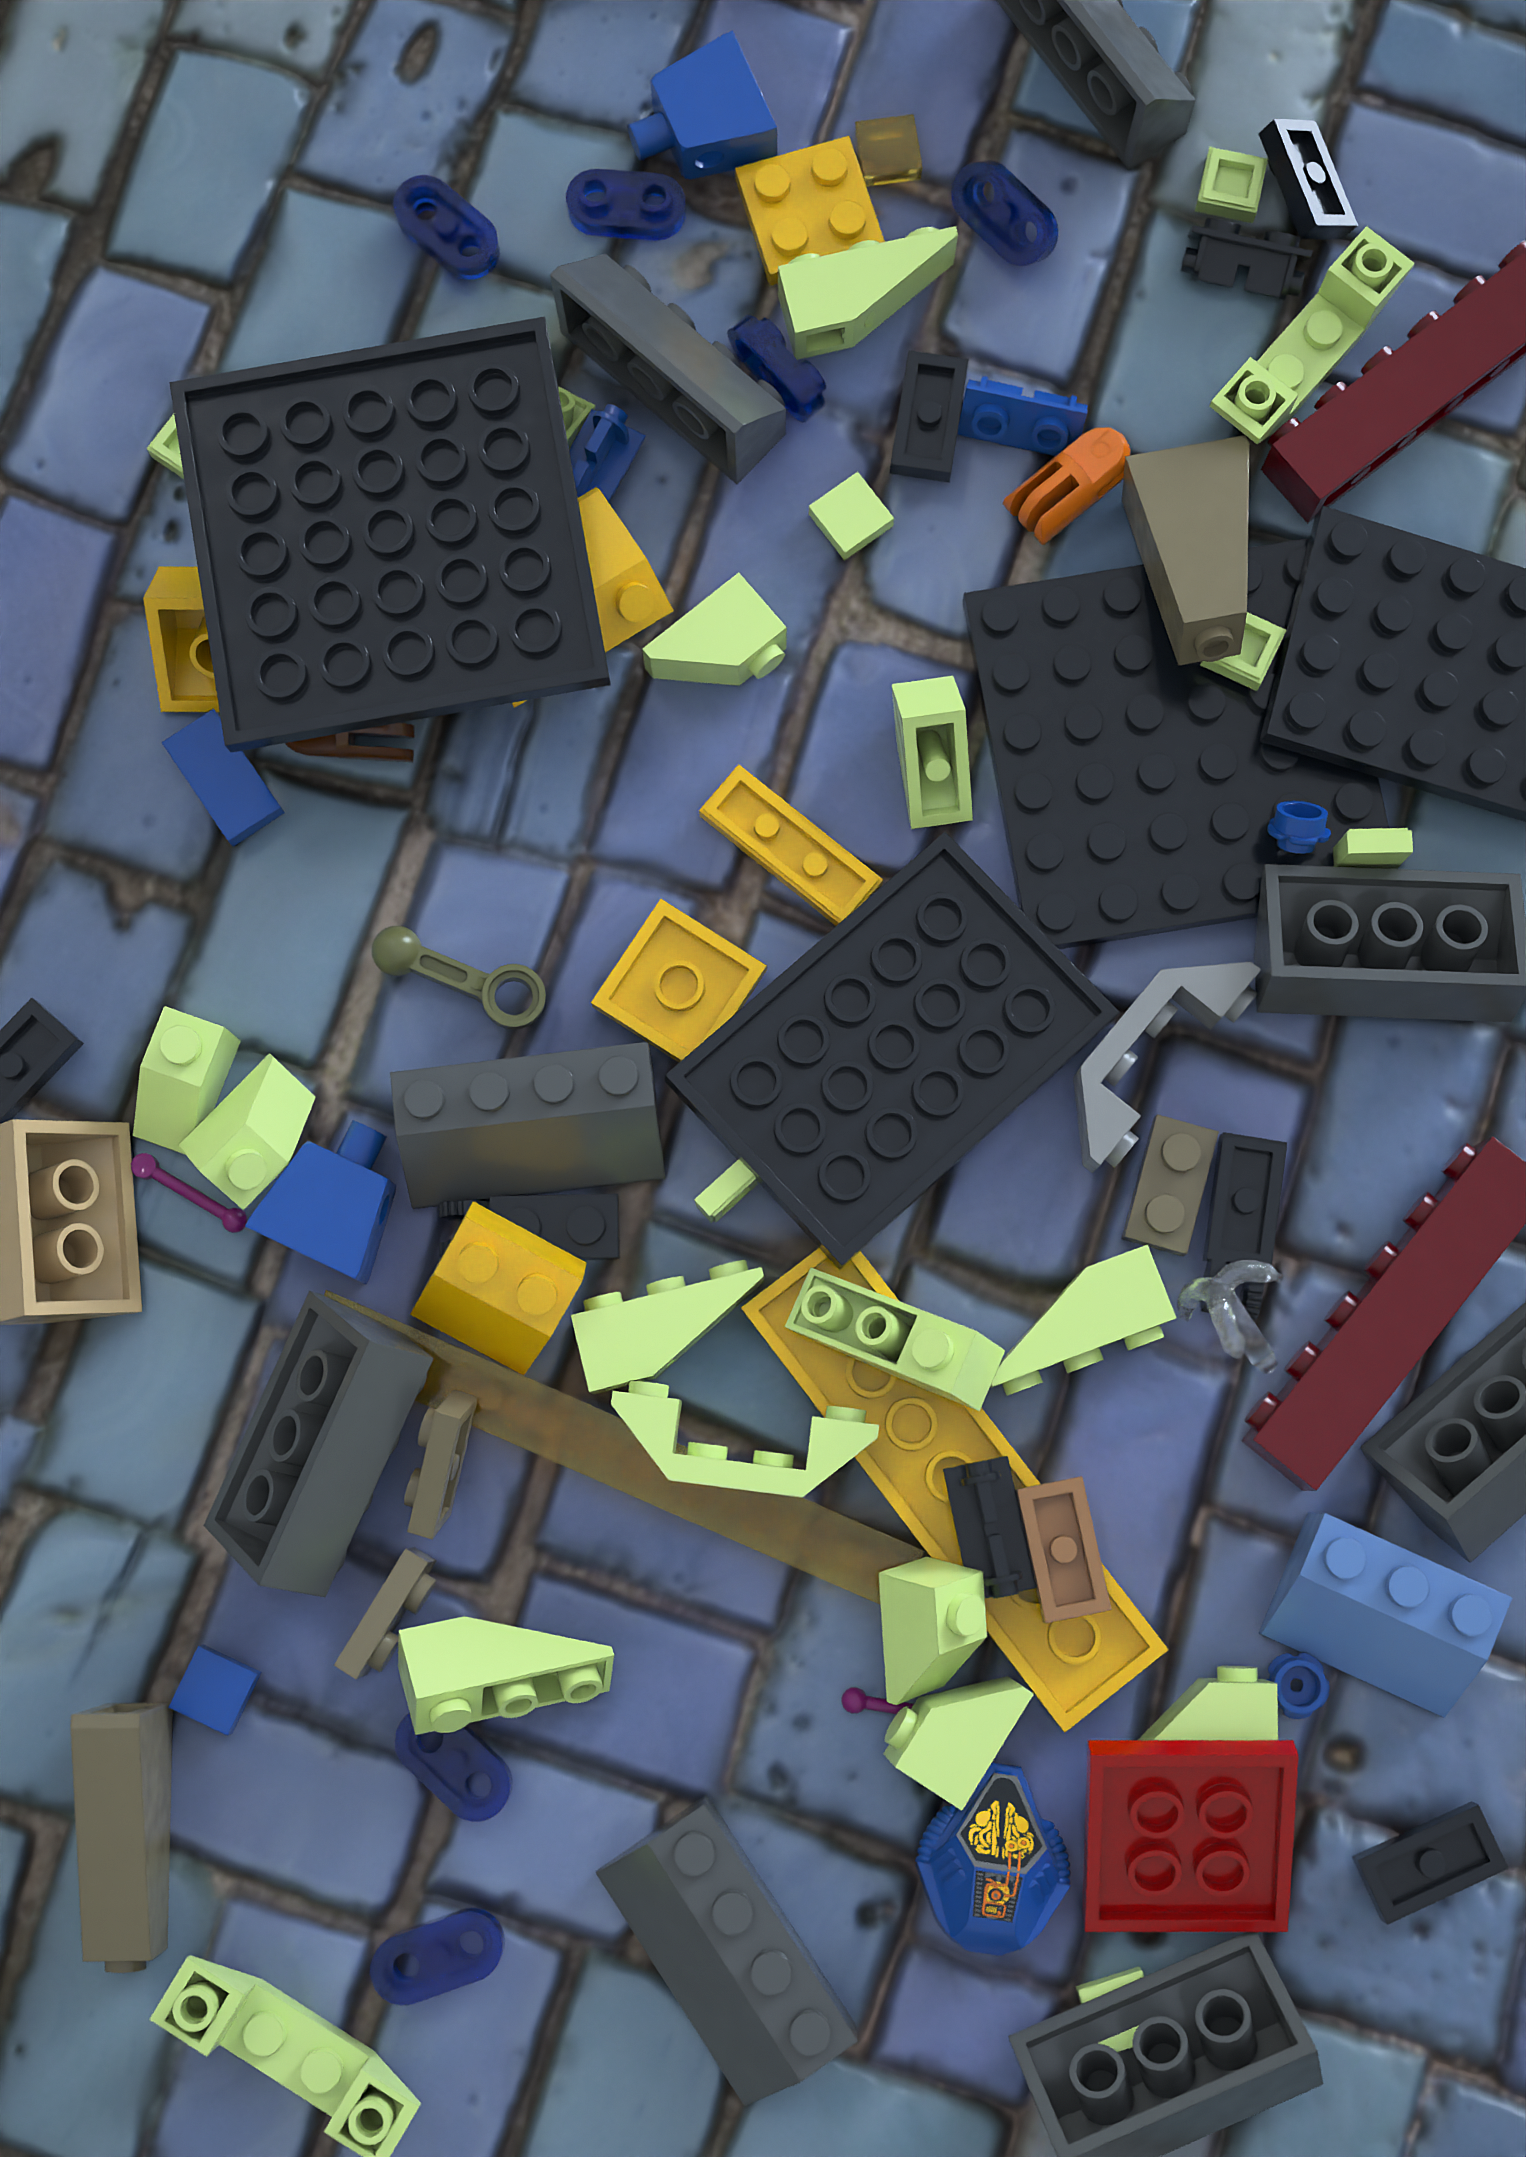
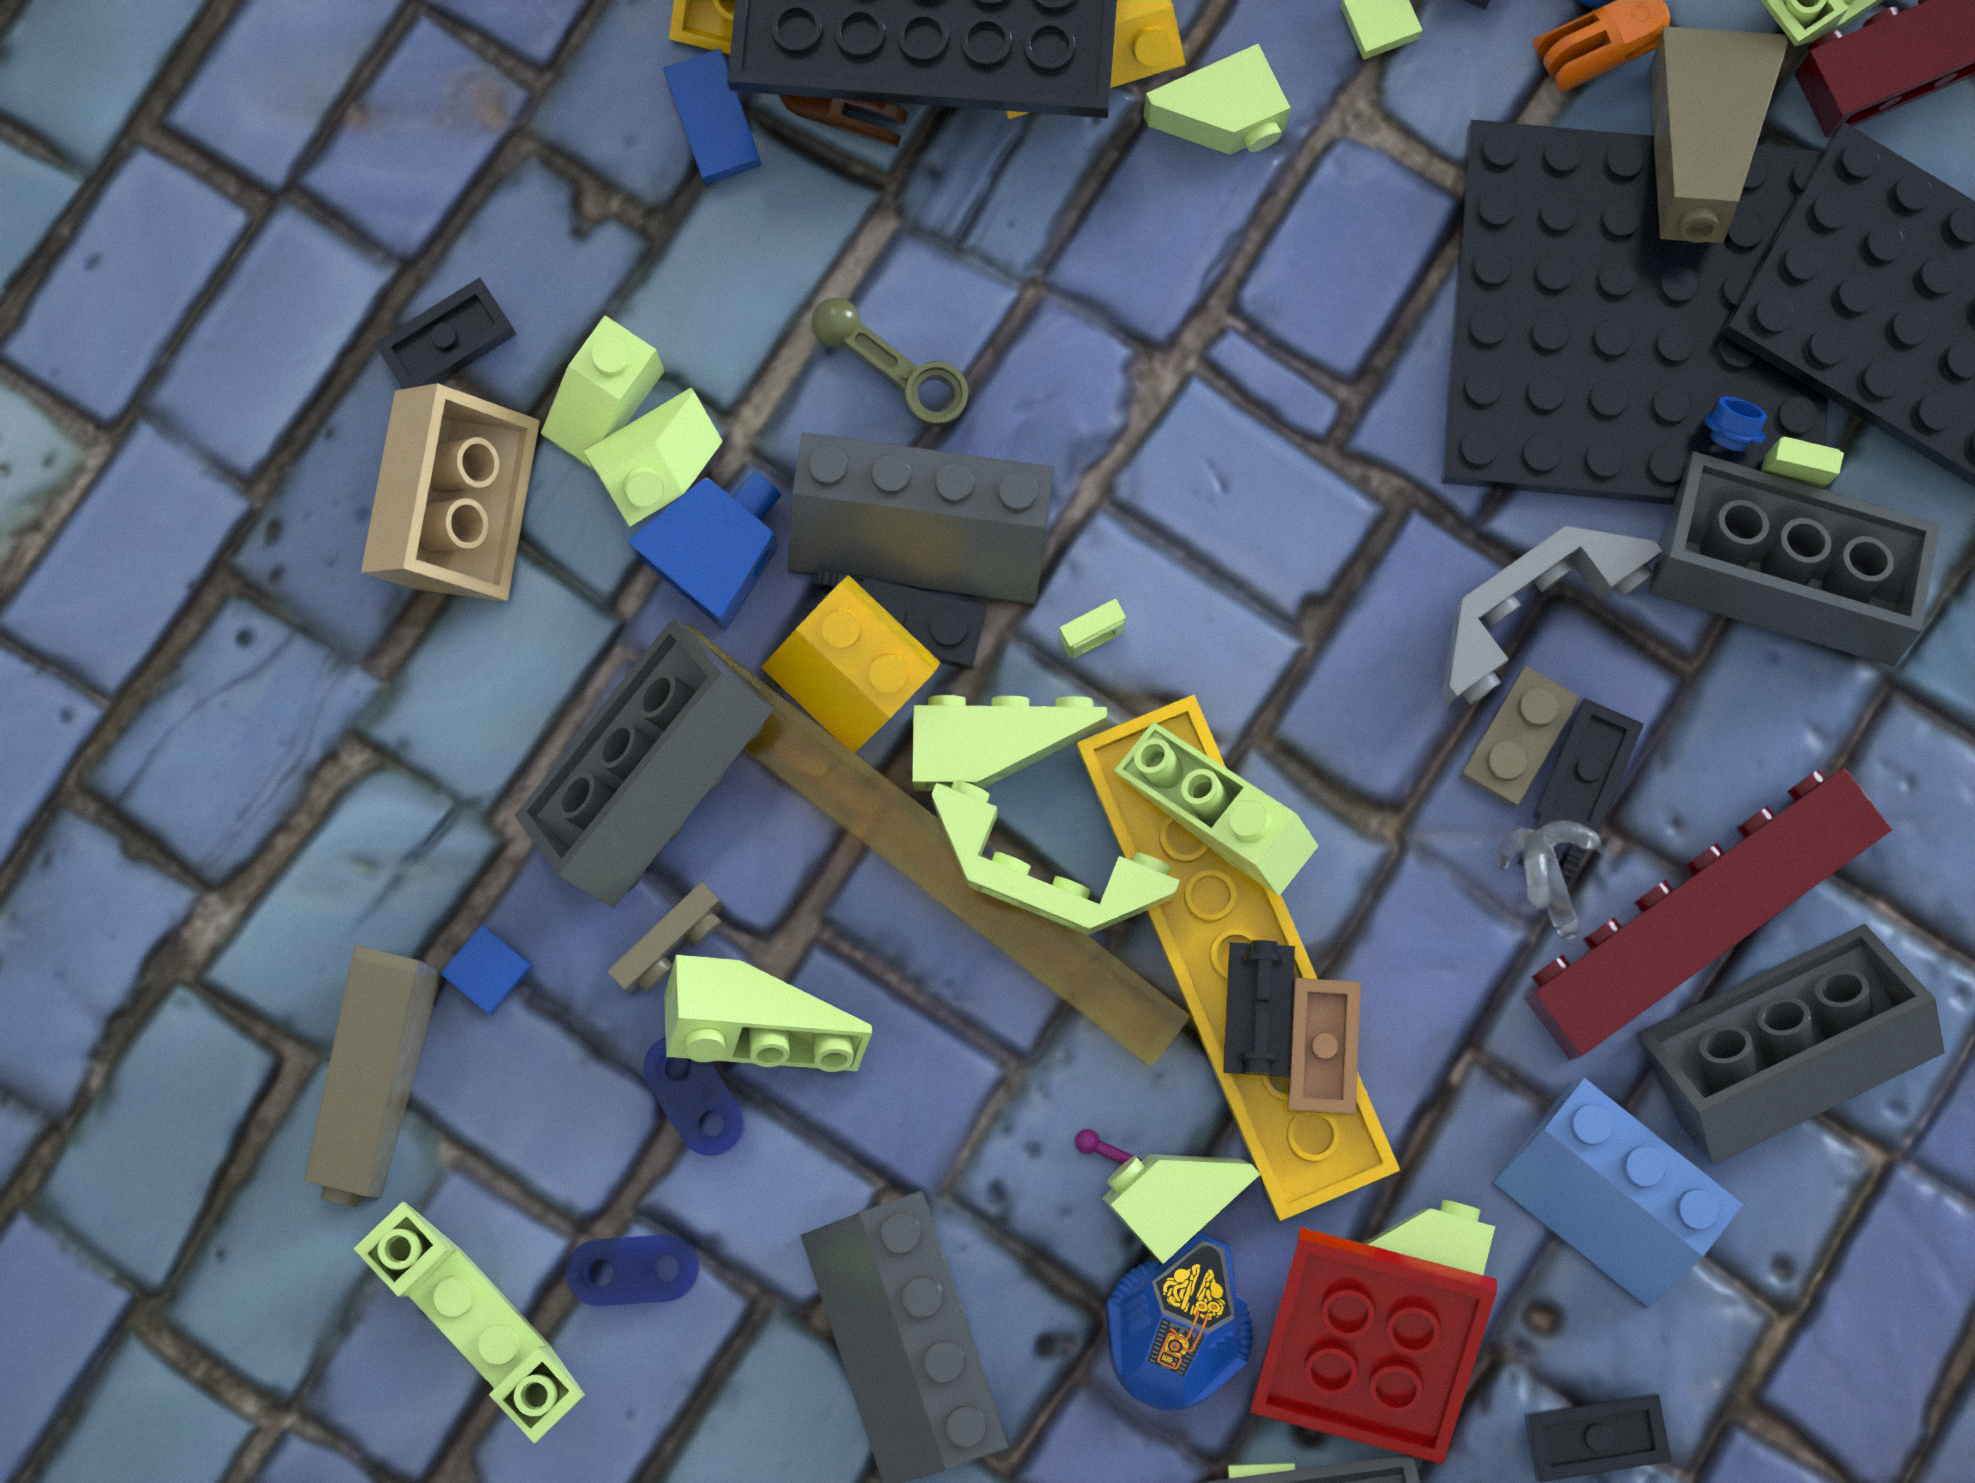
camera: 15 degrees right, 0 degrees up
(147, 1167) = (547, 468): magenta hinge -> none
(434, 1486) = (743, 832): dark tan plate -> none
(677, 982) = (1097, 425): yellow plate -> none
(789, 846) = (1238, 321): yellow tile -> none
(891, 1049) = (1286, 535): black plate -> none
(929, 1624) = (1177, 1084): yellowish green slope -> none
(933, 751) = (1400, 264): yellowish green slope -> none
(1098, 1307) = (1422, 833): yellowish green slope -> none
(1257, 652) = (1742, 244): yellowish green tile -> none
(1314, 1684) = (1531, 1233): blue plate -> none

